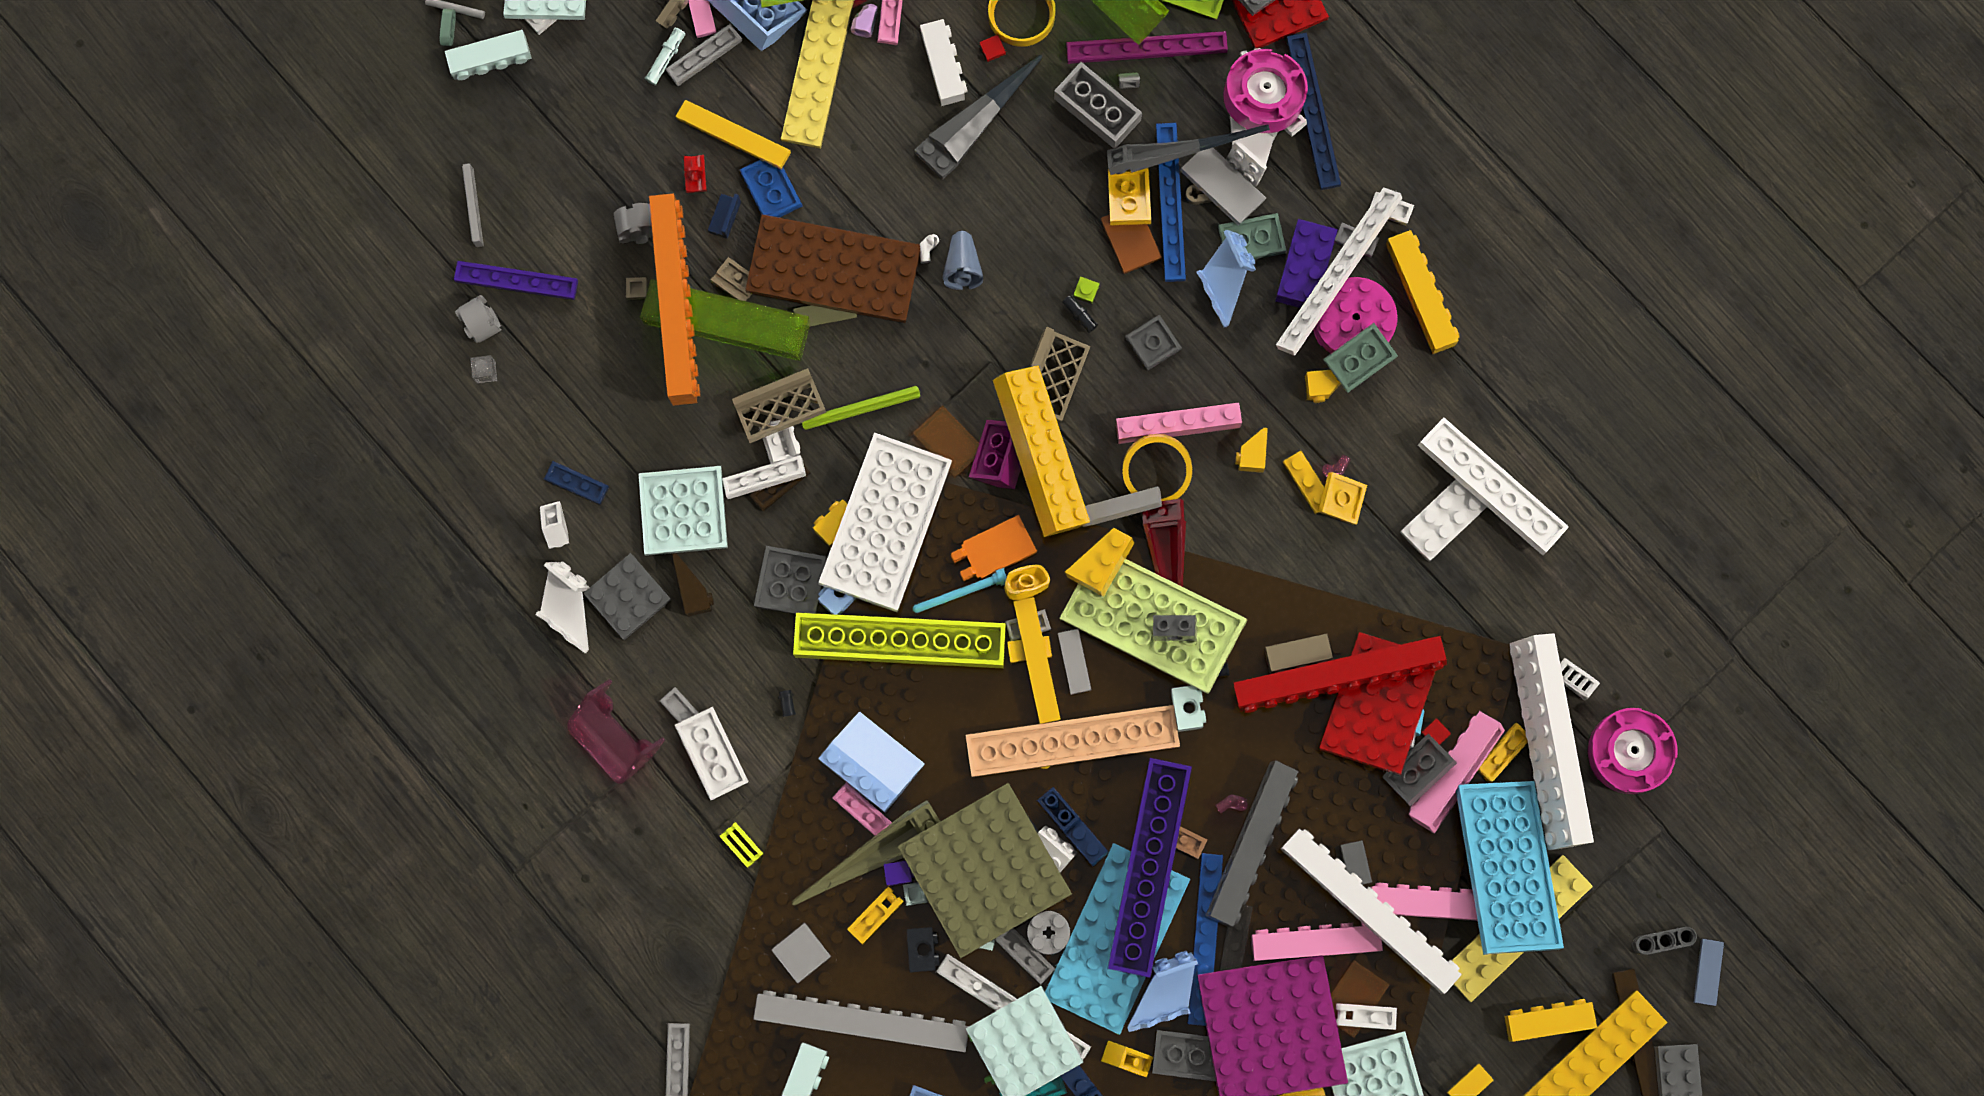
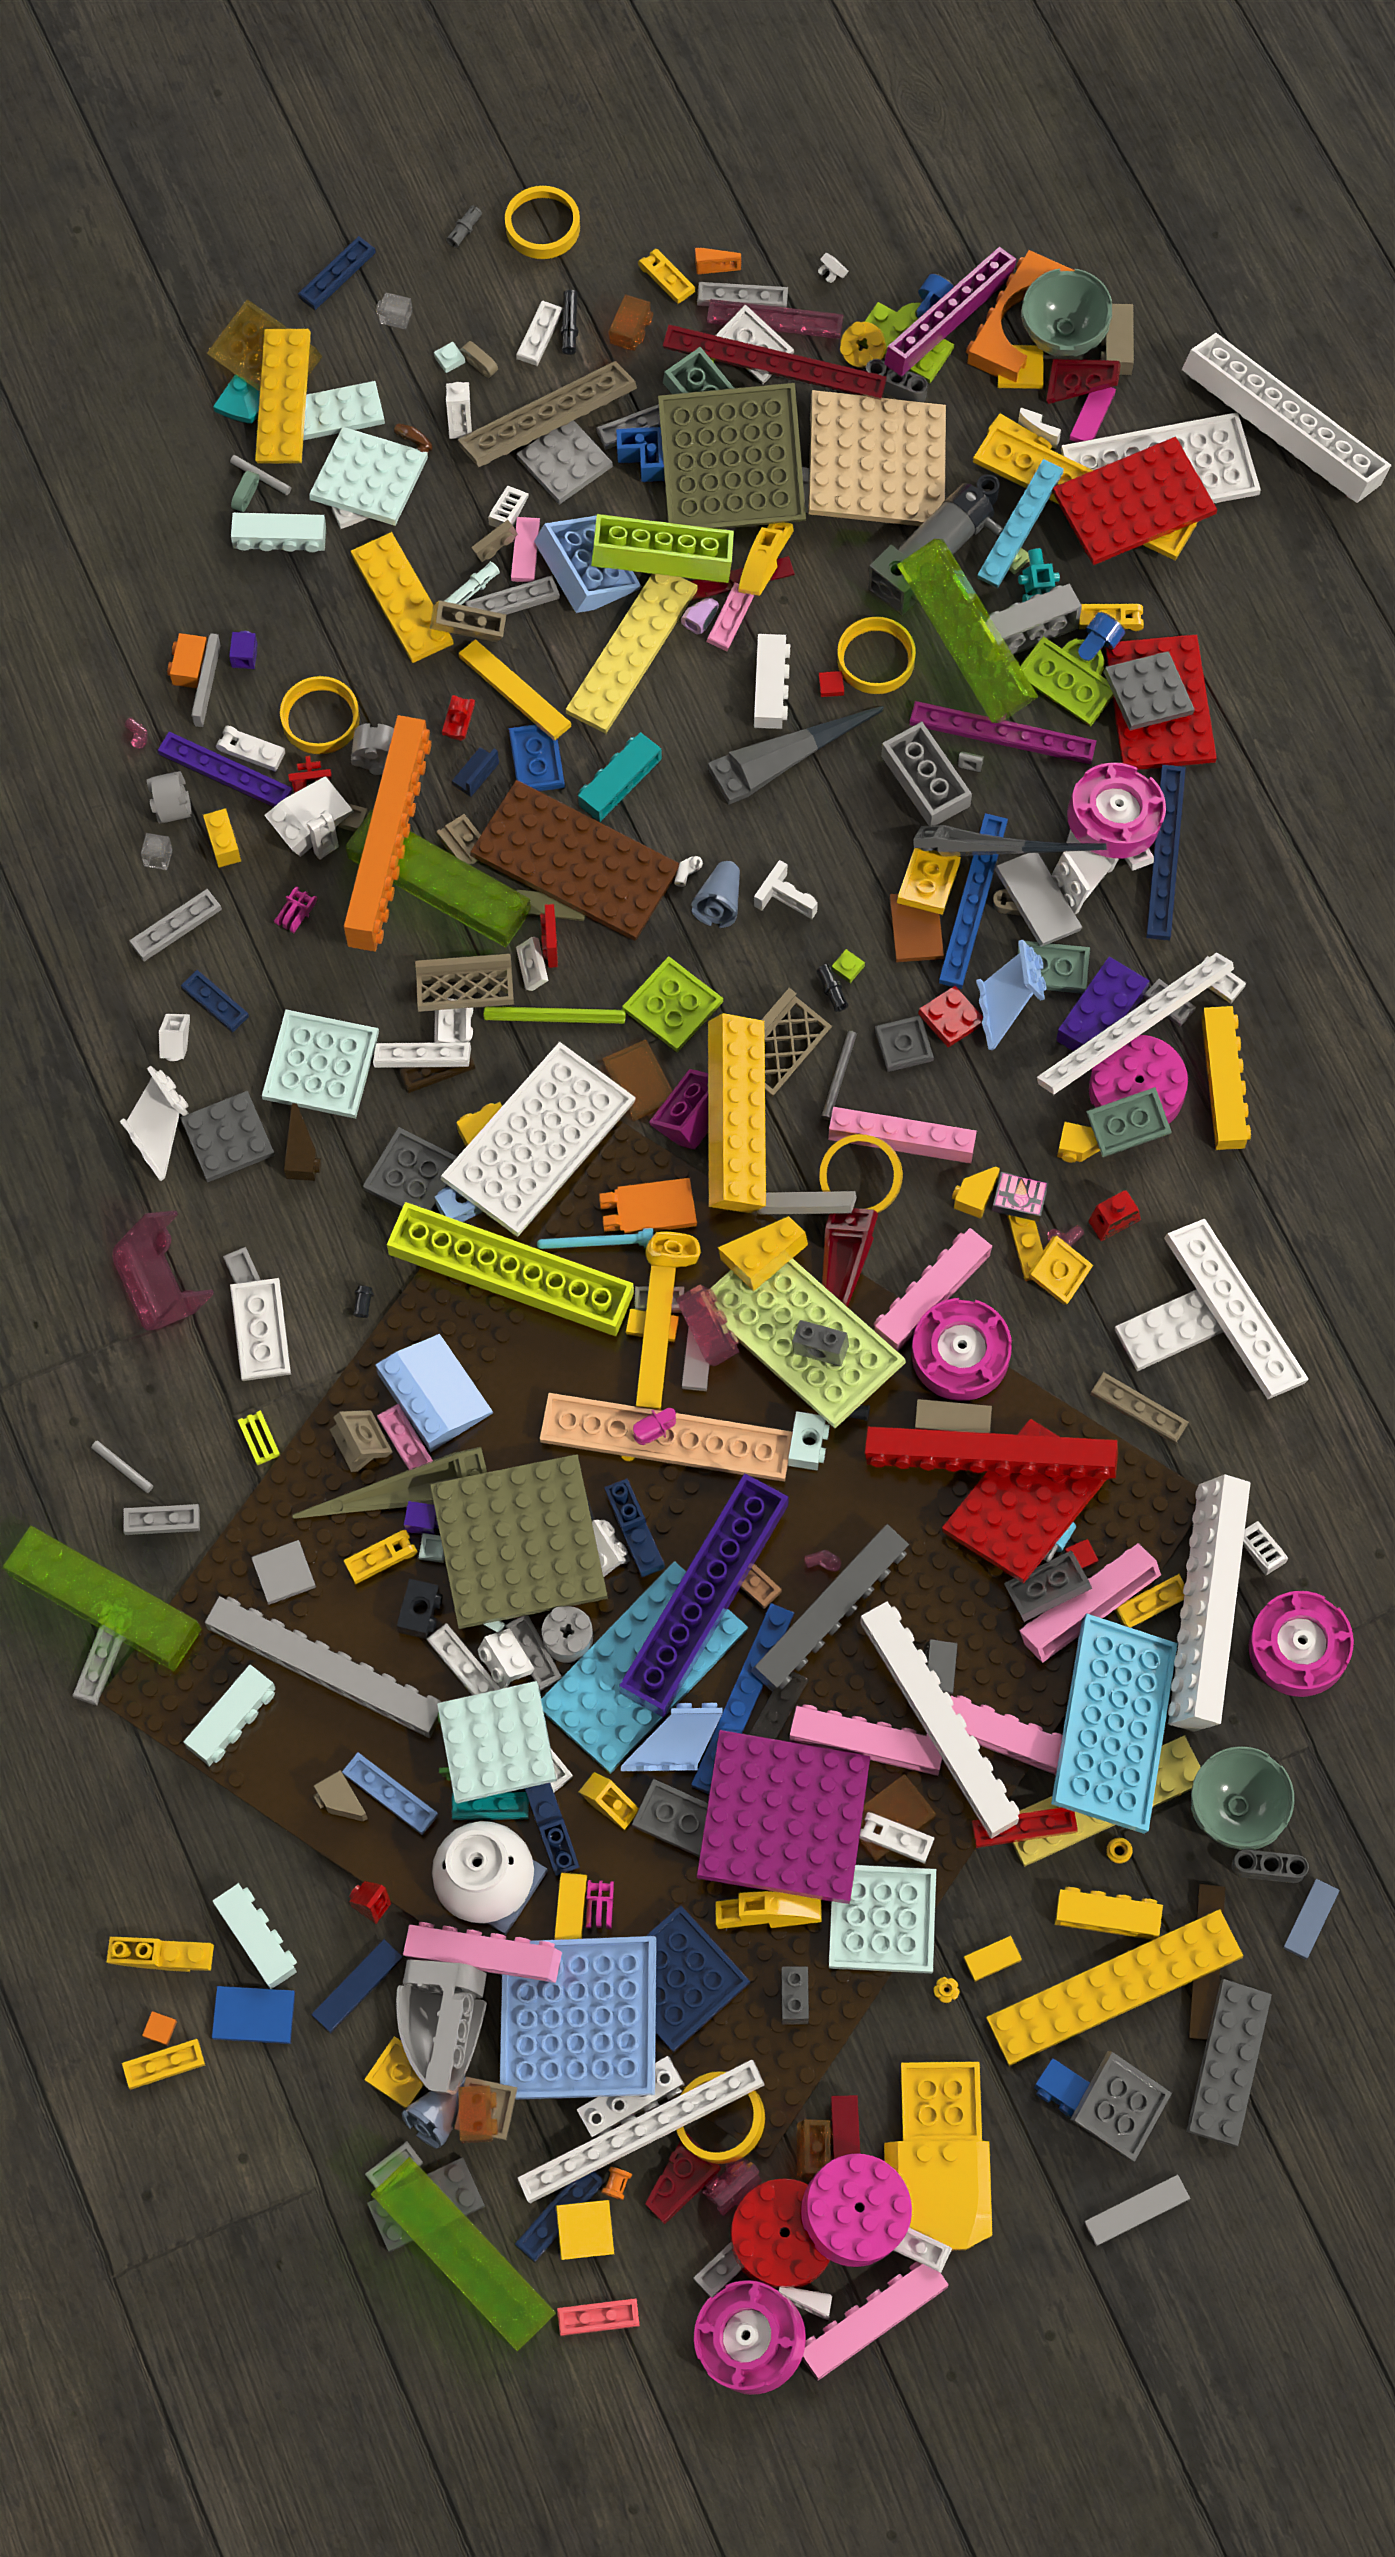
camera: 15 degrees right, 10 degrees down
(433, 269) = (140, 733): none -> clear pink arm
(451, 192) = (187, 660): none -> orange brick
(494, 168) = (243, 650): none -> dark purple brick
(521, 428) = (175, 925): none -> light grey plate
(531, 253) = (251, 749): none -> white plate
(534, 340) = (222, 838): none -> yellow brick
(567, 179) = (315, 684): none -> yellow piece
(598, 261) = (300, 780): none -> red hips
(600, 298) = (293, 813): none -> white slope
(611, 80) = (400, 596): none -> yellow plate
(617, 382) = (295, 911): none -> dark pink arm
(618, 314) = (323, 834): none -> white plate
(638, 904) = (122, 1466): none -> light grey bar
(661, 1023) = (102, 1598): none -> clear neon green brick
(675, 87) = (468, 621): none -> dark tan brick
(686, 939) = (161, 1519): none -> light grey plate
(826, 822) = (359, 1438): none -> dark tan bracket
(827, 369) = (532, 963): none -> white plate
(837, 348) = (549, 938): none -> red plate
(846, 184) = (619, 776): none -> teal brick
(954, 368) = (672, 1004): none -> lime plate
(1004, 968) = (504, 1657): none -> white bracket
(1015, 243) = (784, 892): none -> white bracket
(1060, 738) = (654, 1426): none -> dark pink arm
(1076, 638) = (708, 1325): none -> clear pink brick
(1109, 386) = (838, 1076): none -> flat silver bar
(1184, 308) = (951, 1016): none -> plate
(1246, 548) = (935, 1286): none -> bright pink brick
(1288, 572) = (961, 1349): none -> dark pink piece
(1290, 445) = (1020, 1196): none -> tile
(1371, 438) = (1117, 1214): none -> red torso
(1441, 593) = (1139, 1408): none -> dark tan tile
(1471, 970) = (1029, 1827): none -> red plate
(1547, 962) = (1125, 1845): none -> yellow plate
(1630, 898) = (1242, 1798): none -> sand green rock

